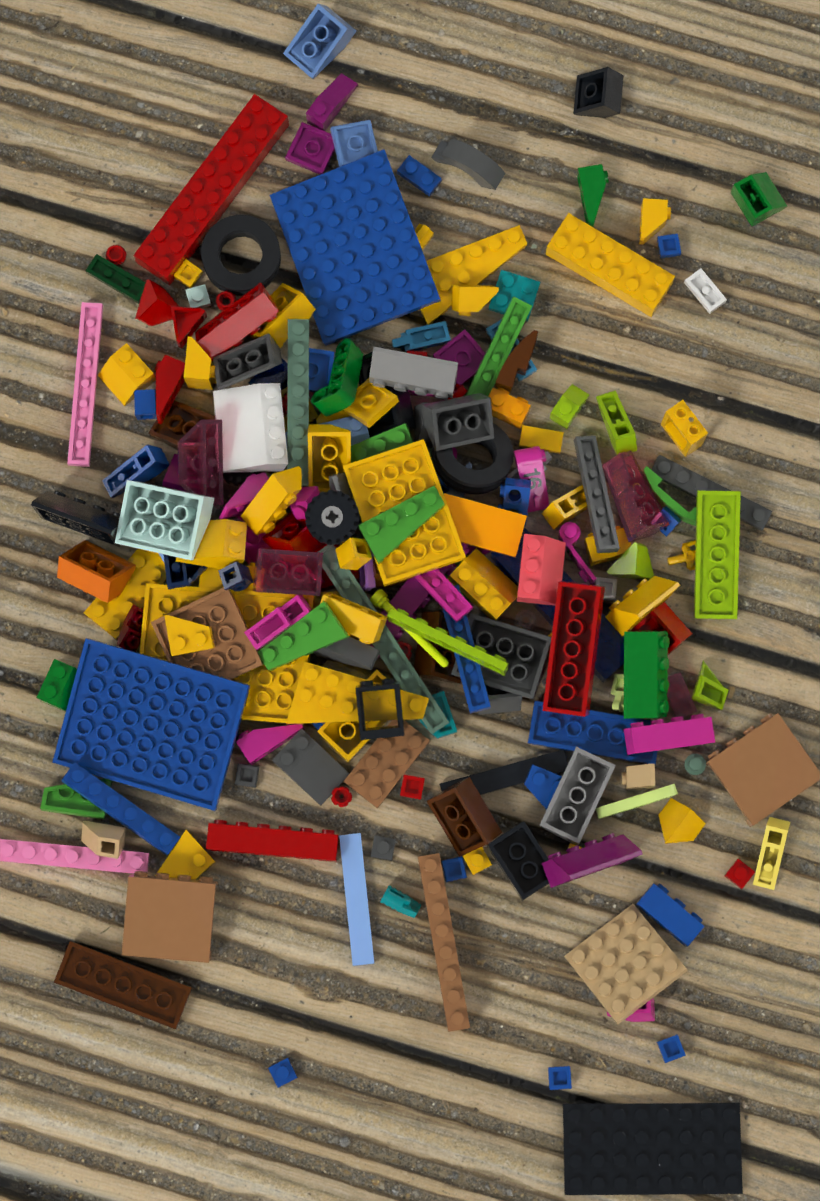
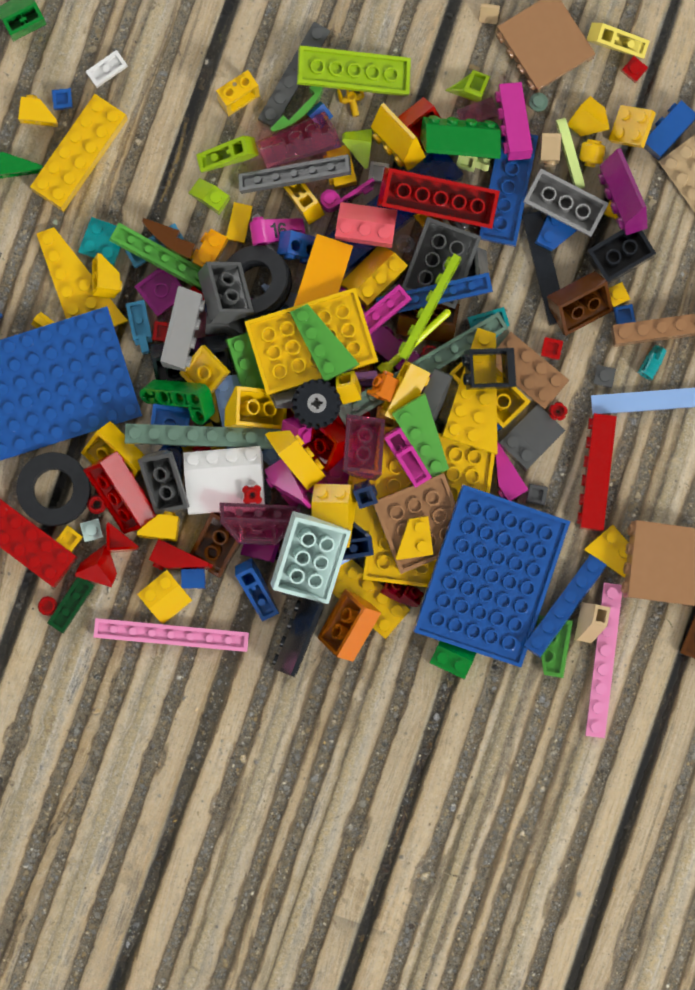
camera: 90 degrees left, 5 degrees up
(237, 459) = (251, 499): none -> red plate
(356, 593) = (384, 386): none -> orange brick
(638, 826) = (592, 152): none -> yellow head
(671, 871) = (632, 126): none -> yellow plate
(793, 705) = (489, 13): none -> tan slope

